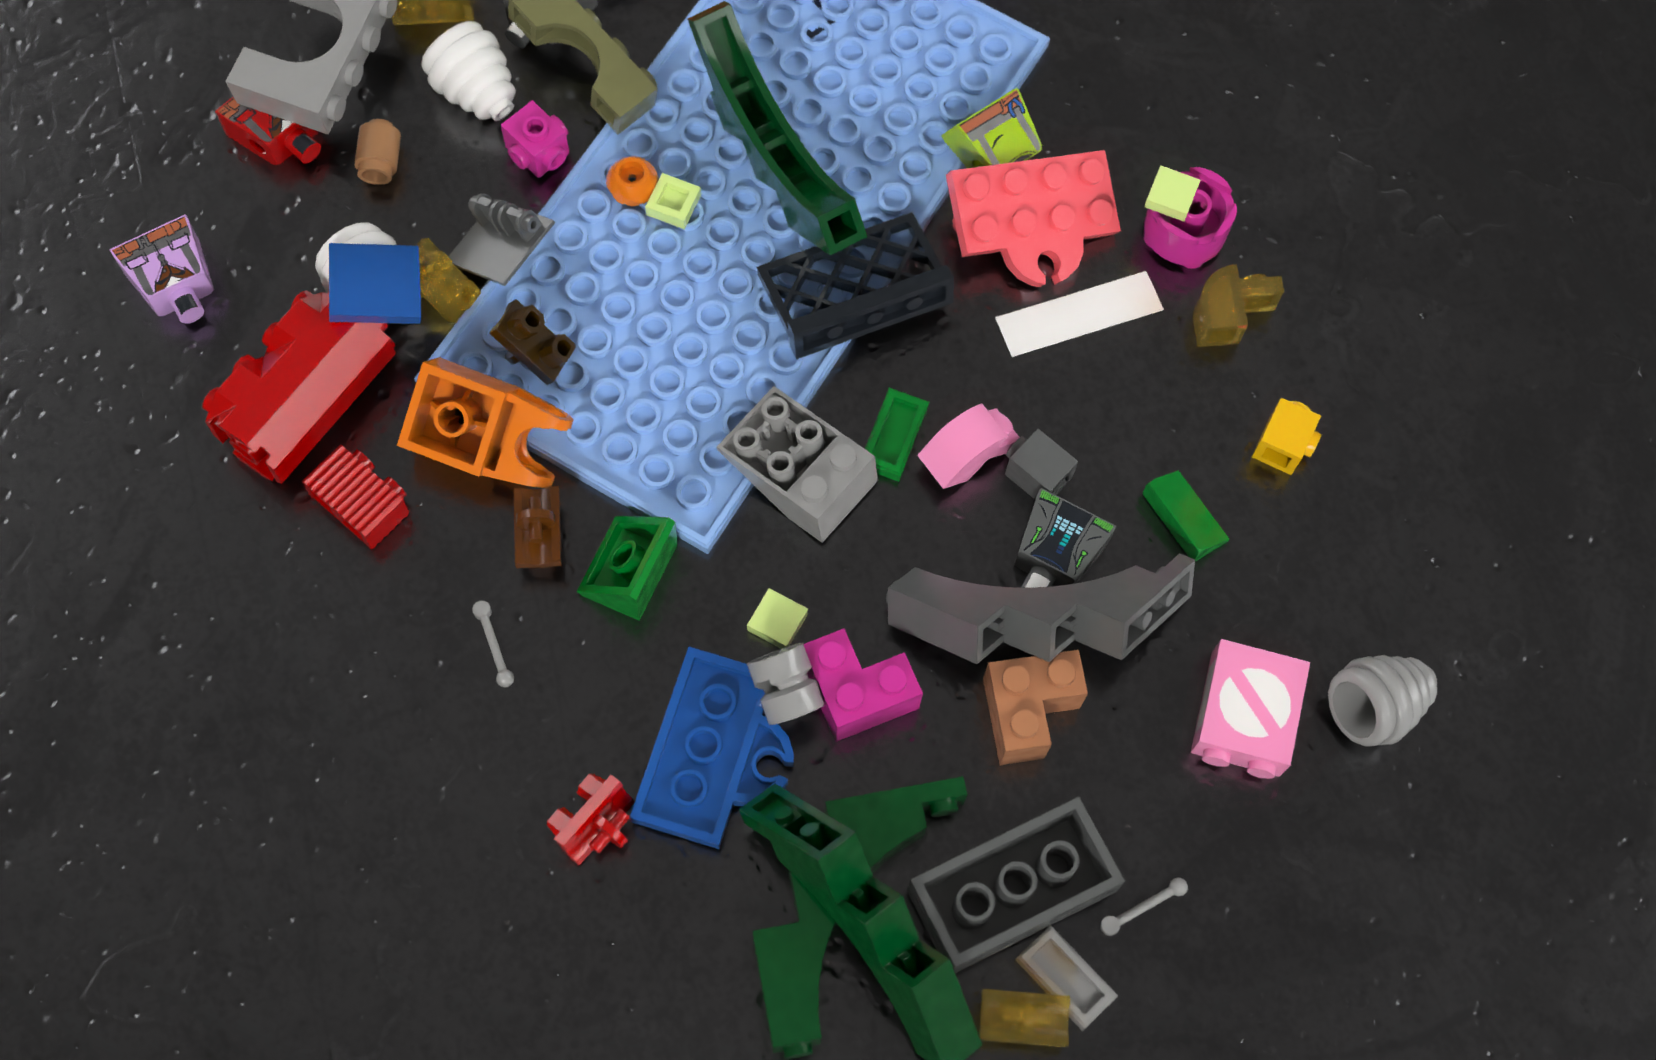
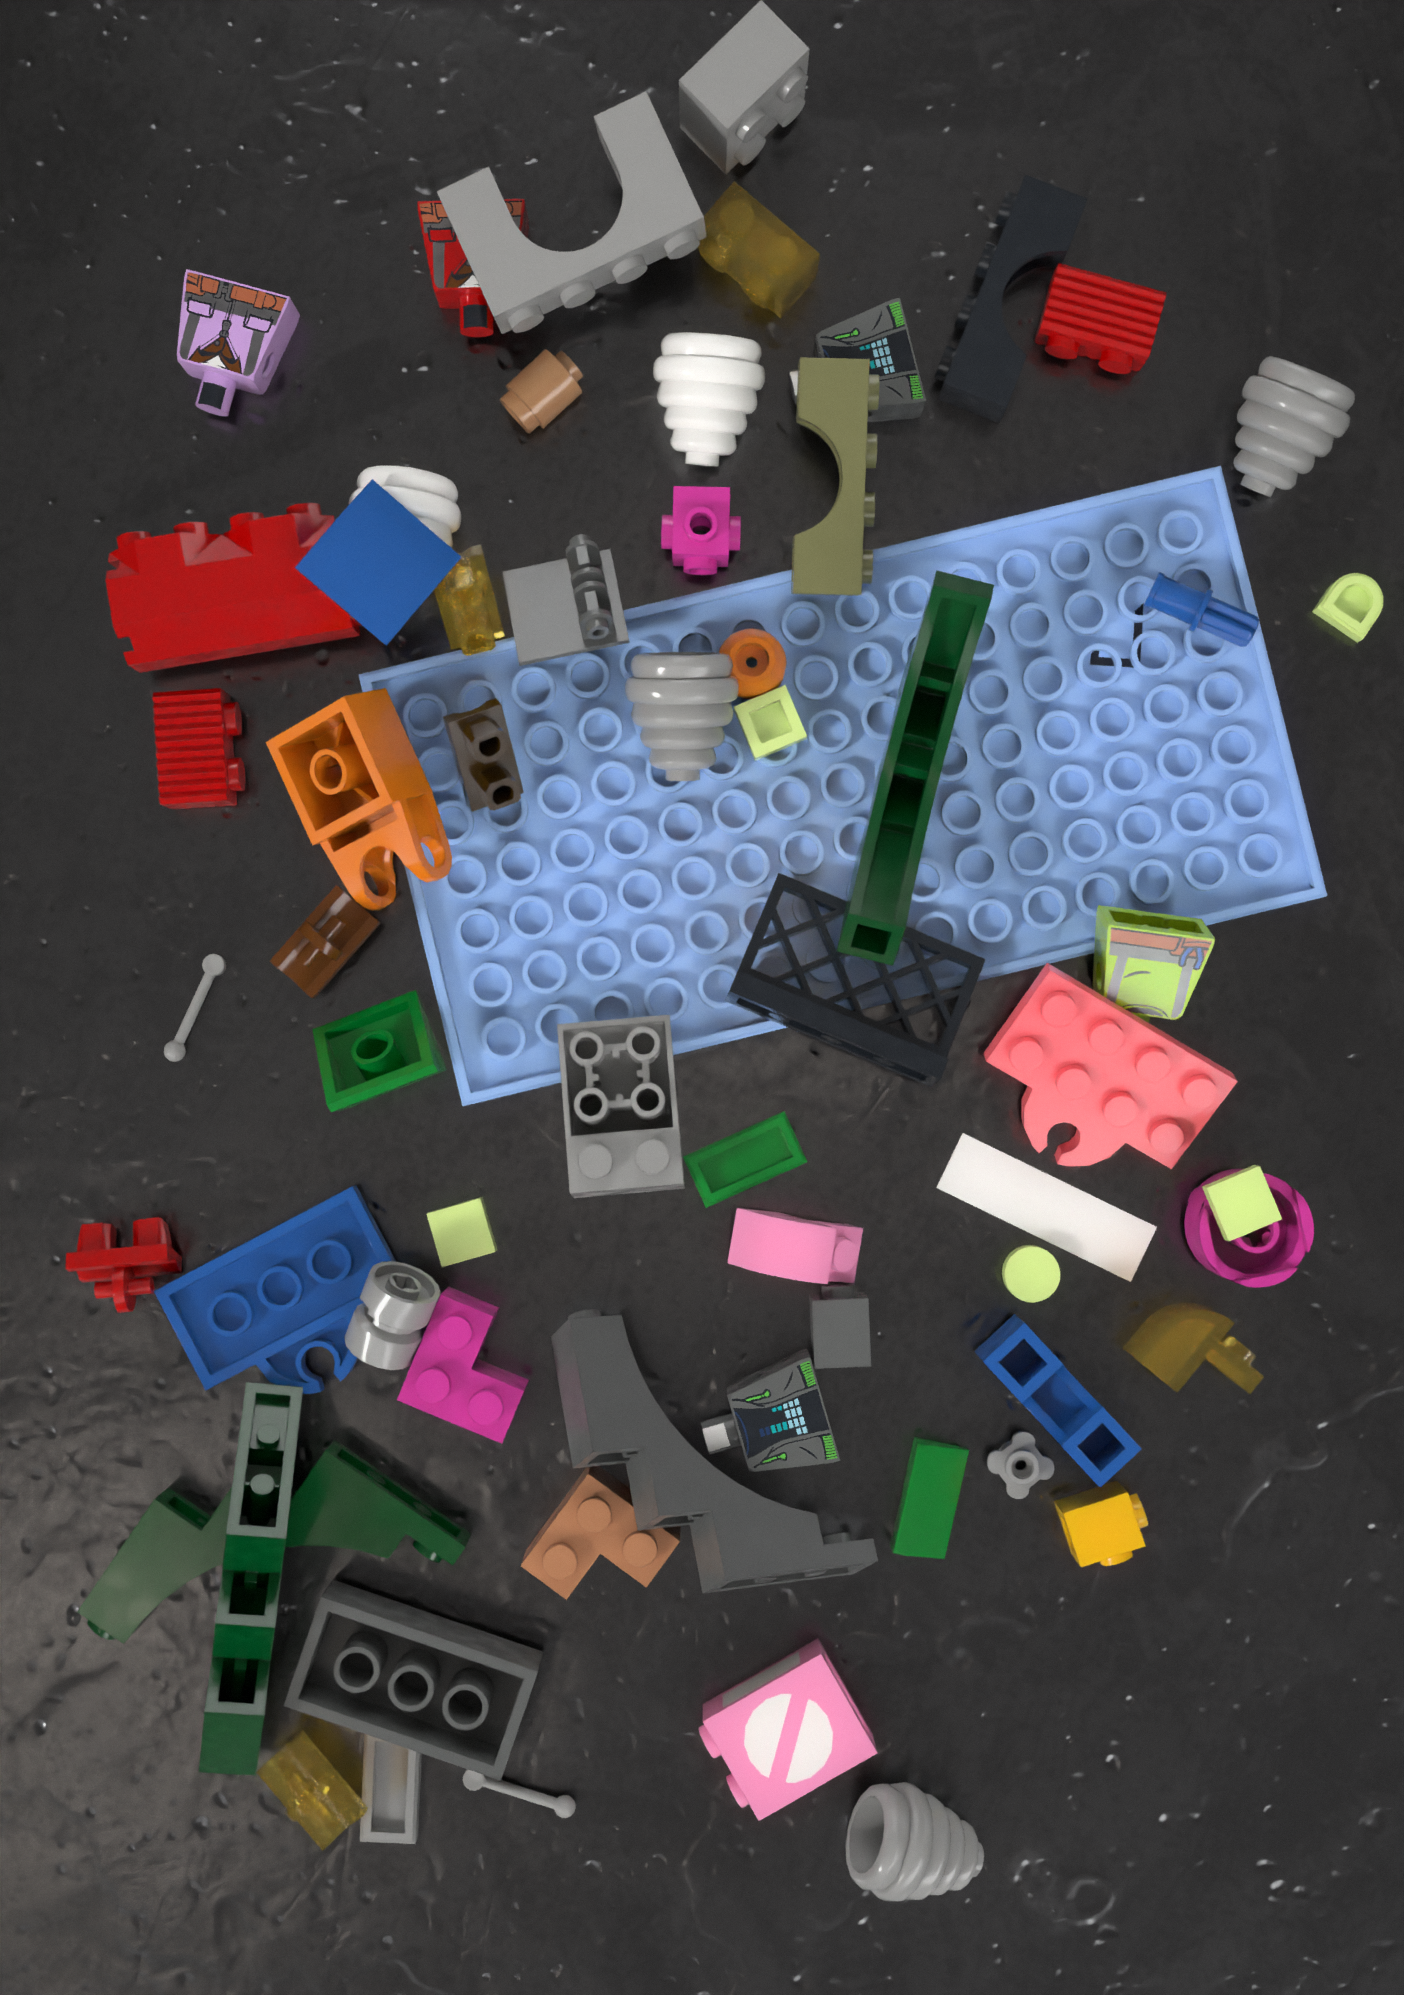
camera: 50 degrees right, 20 degrees up
(617, 222) = (682, 708): none -> light grey piece
(1108, 350) = (1031, 1273): none -> yellowish green tile
(1208, 460) = (1004, 1461): none -> light grey plate
(1224, 394) = (1057, 1400): none -> blue arch

